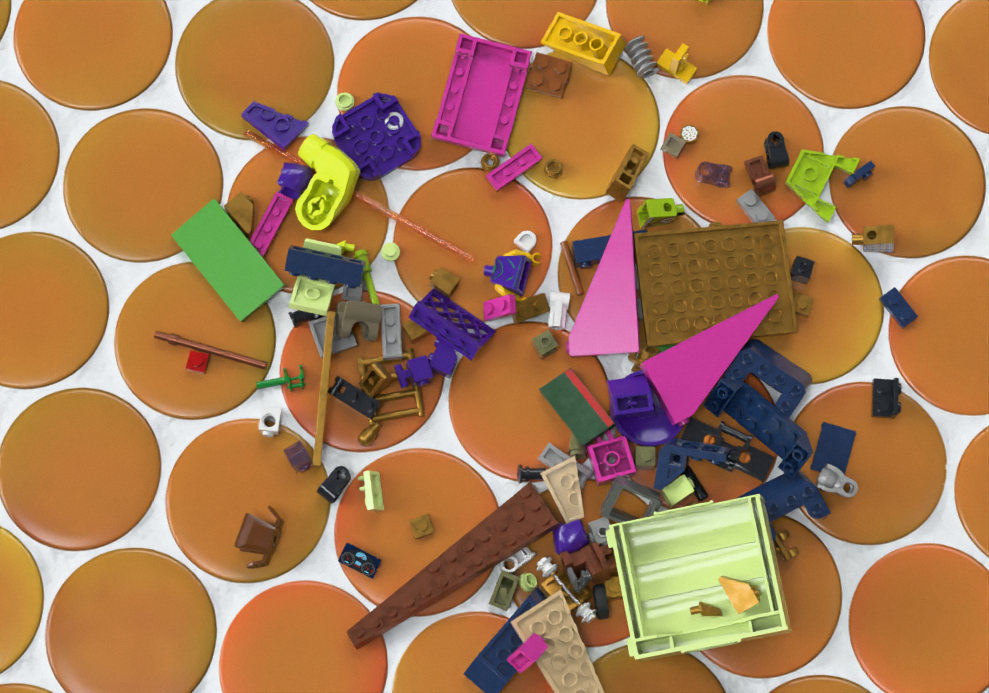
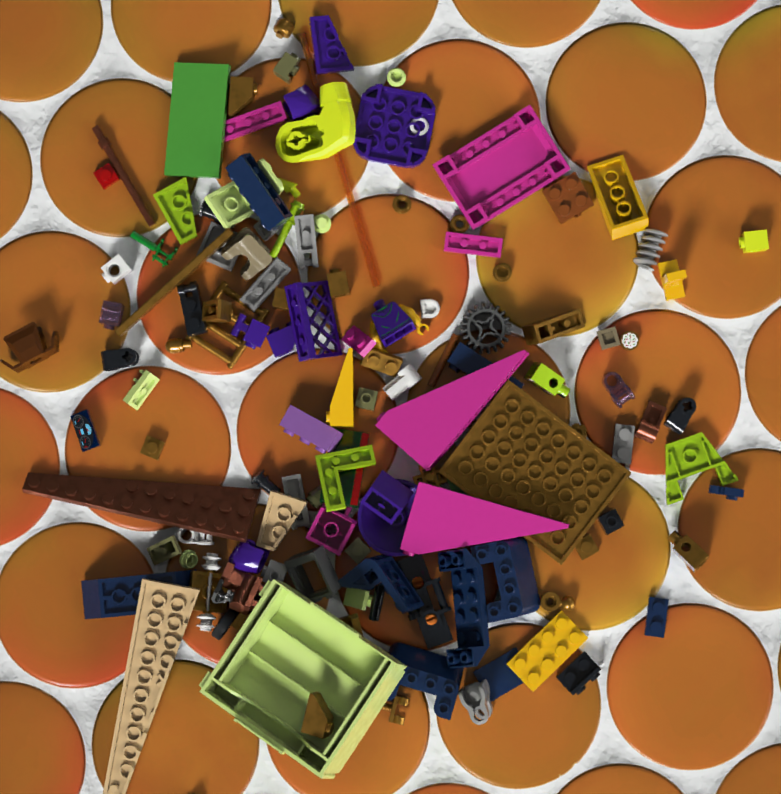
camera: 55 degrees right, 10 degrees up
(228, 140) = (283, 28): none -> pearl gold piece
(258, 164) = (287, 66): none -> olive brick
(274, 337) = (178, 210): none -> lime wing
(391, 272) = (306, 240): none -> light grey plate
(435, 180) = (399, 198): none -> pearl gold plate
(526, 402) = (310, 430): none -> medium lavender brick
(527, 652) = (132, 613): dark pink arch -> none
(532, 362) = (342, 404): none -> yellow slope
(567, 413) = (332, 463): none -> lime plate
(573, 219) = (493, 313): none -> dark grey gear
(706, 610) = (285, 705): pearl gold bar -> none
(827, 356) = (567, 603): none -> pearl gold plate
(847, 403) = (546, 651): none -> yellow plate

